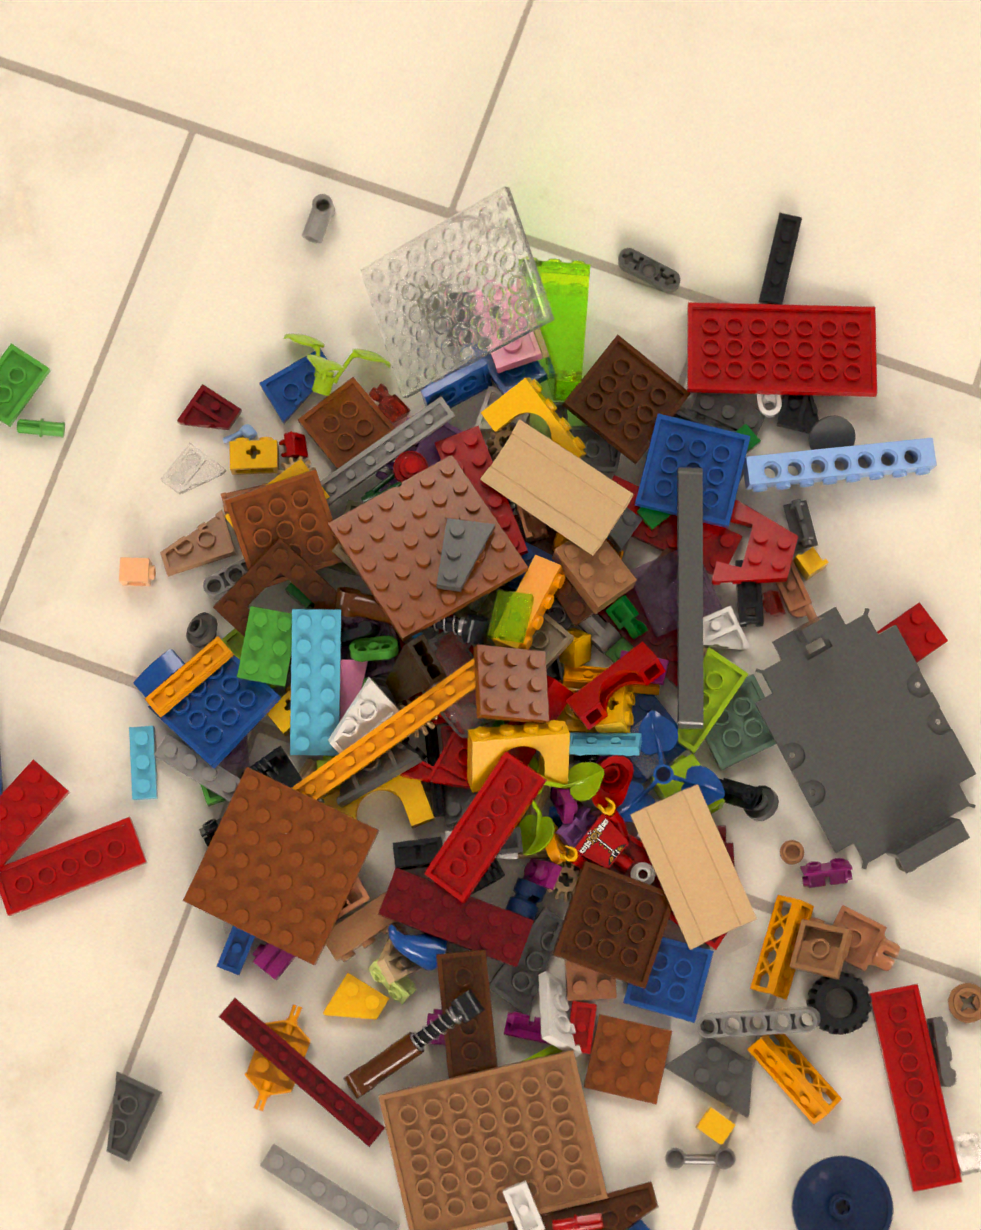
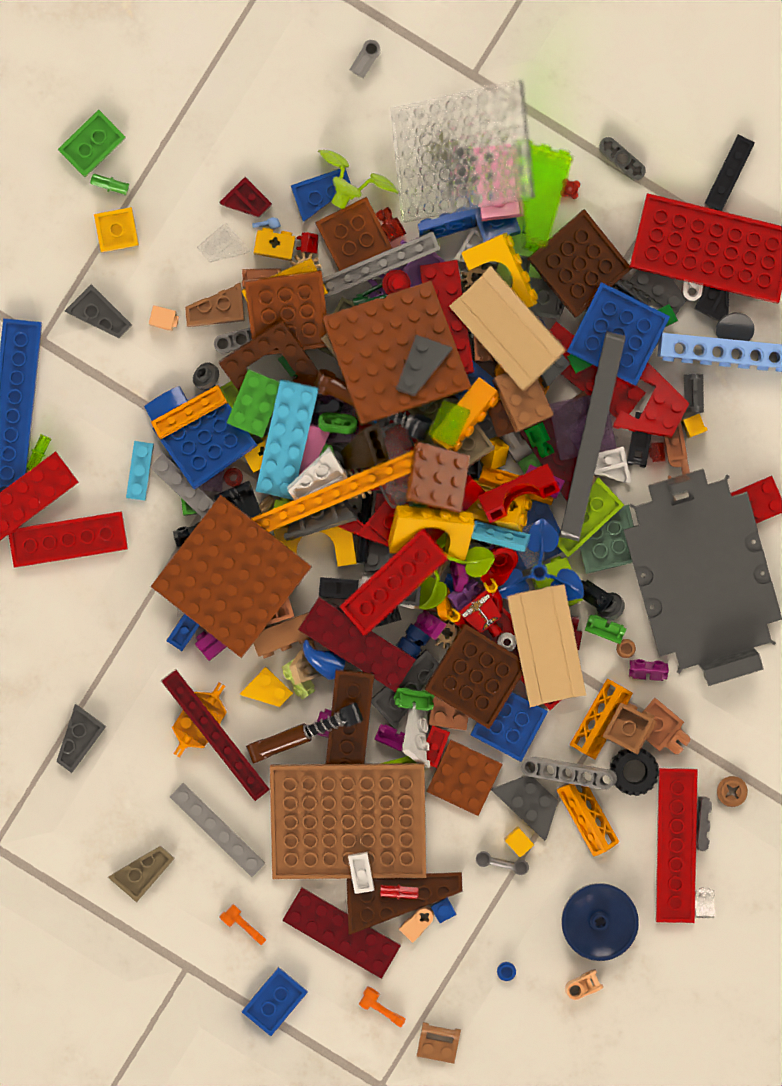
camera: 10 degrees right, 10 degrees up
(13, 765) = (38, 451): none -> clear neon green axle
(56, 581) = (98, 312): none -> dark grey wing
(59, 479) = (116, 229): none -> yellow plate
(255, 741) = (233, 471): none -> clear red plate
(531, 971) = (405, 698): none -> bright green hinge
(597, 323) = (573, 193): none -> clear red plate
(751, 831) = (600, 627): none -> bright green hinge

